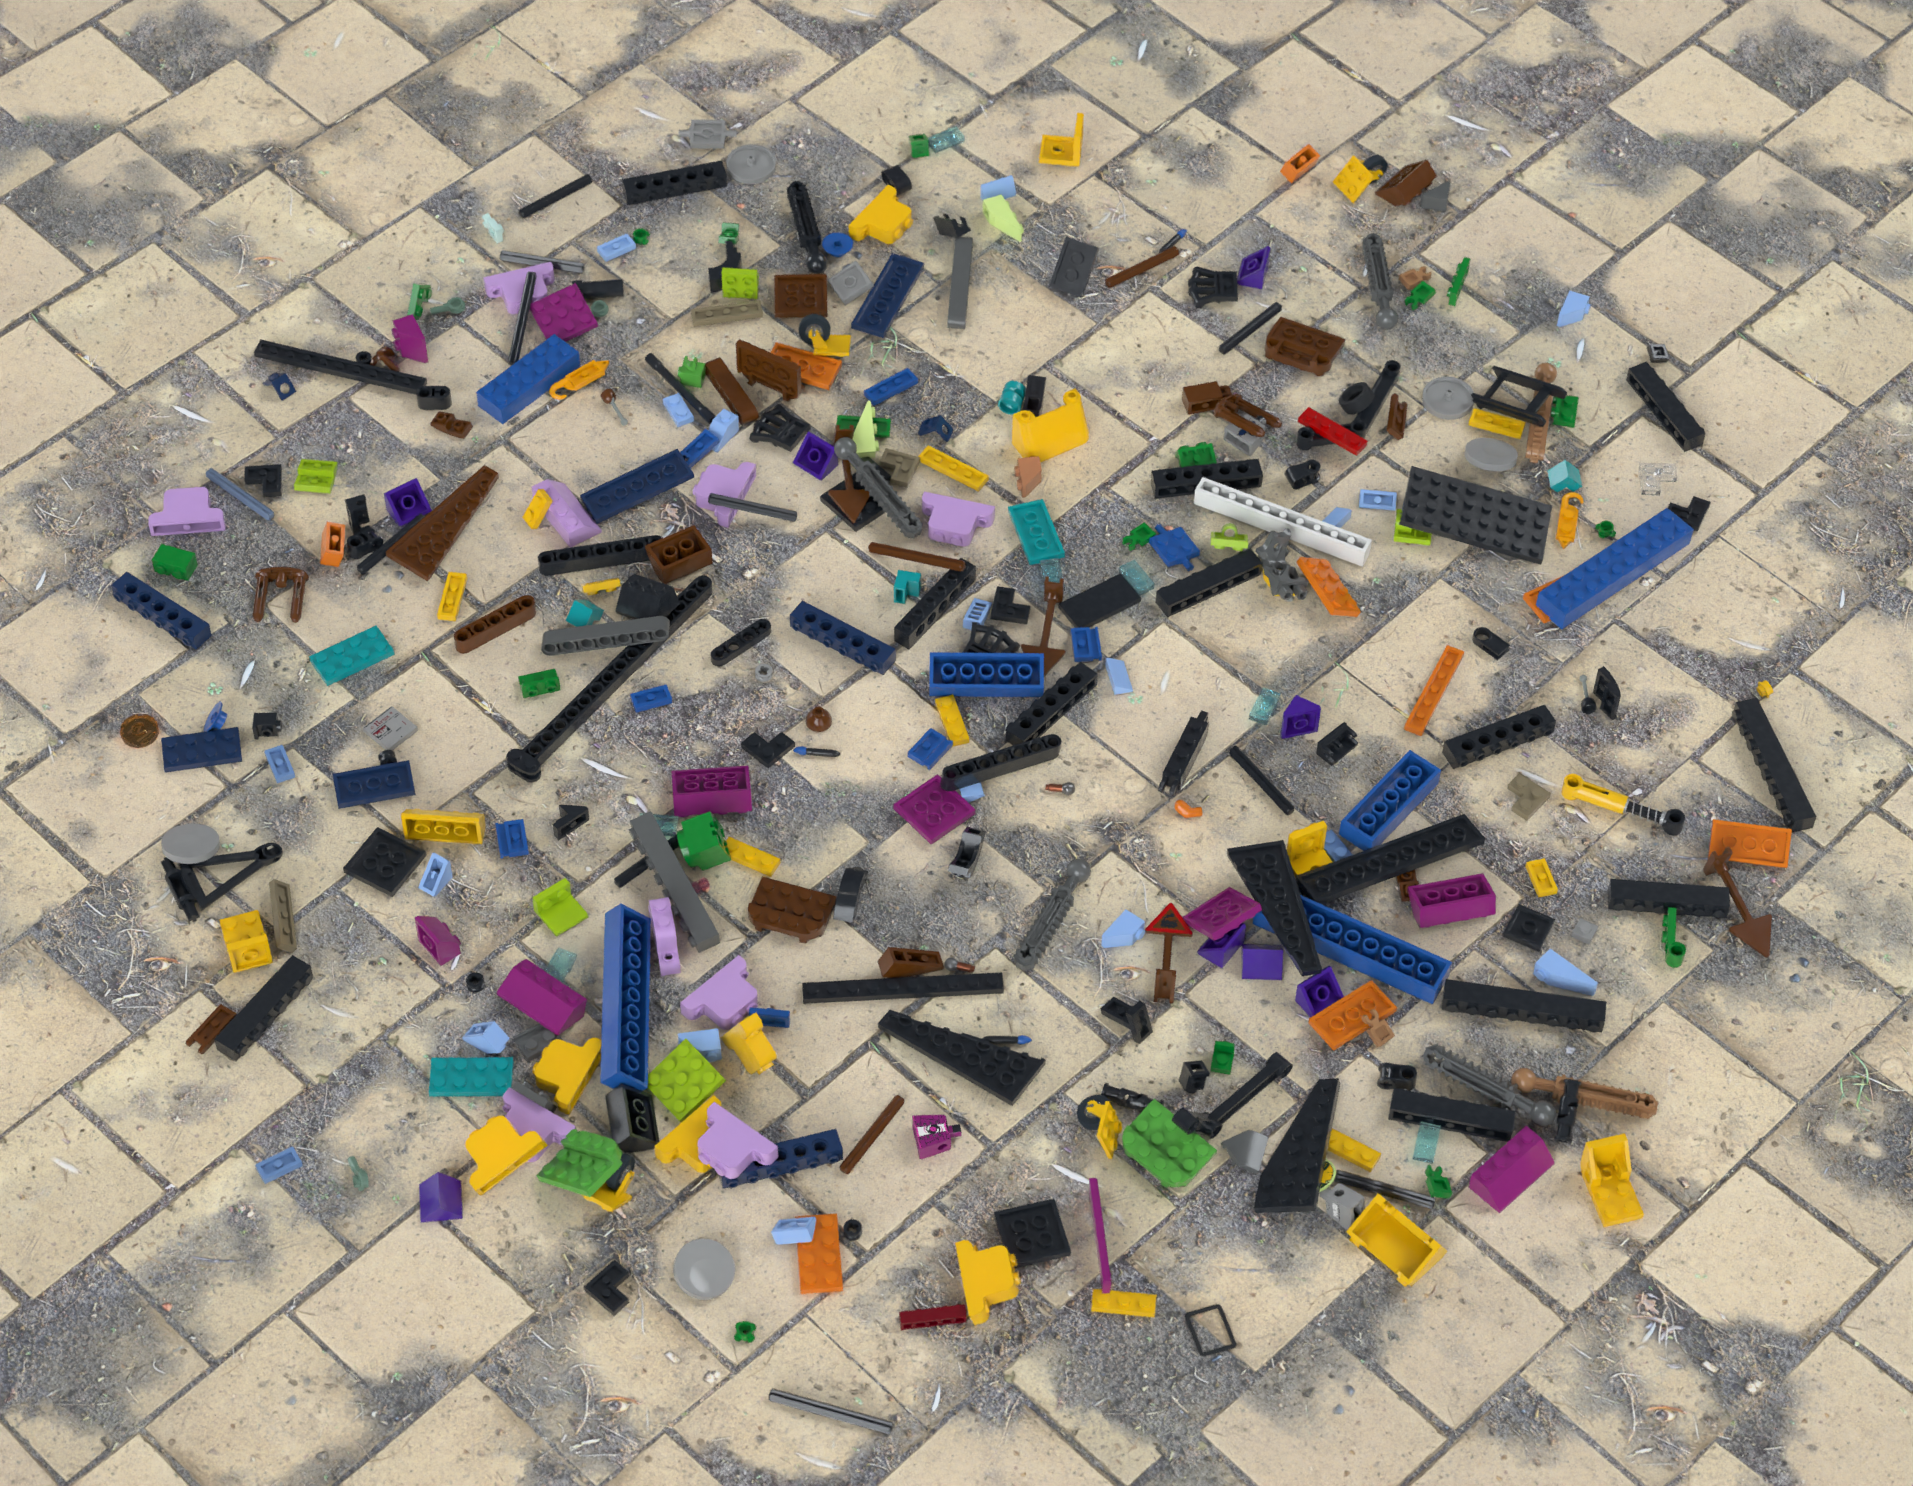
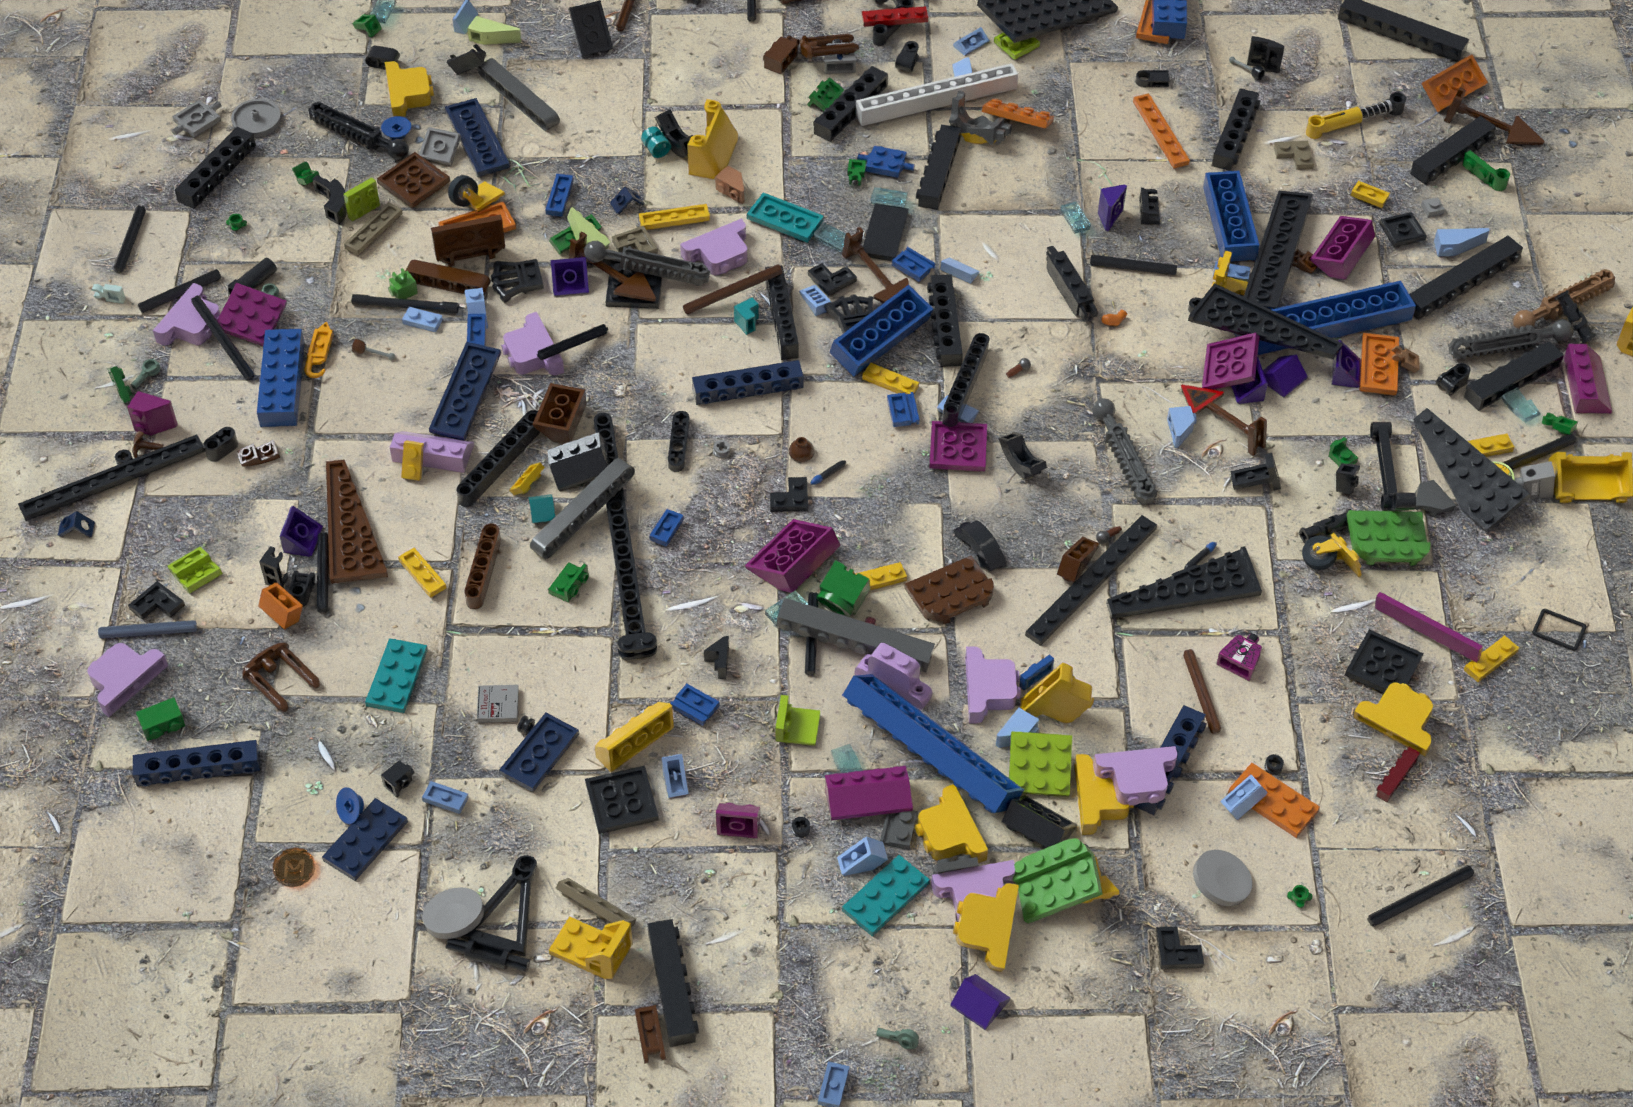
camera: 45 degrees left, 0 degrees up
(616, 247) = (227, 241): light blue plate -> none
(1237, 541) = (919, 130): lime plate -> none

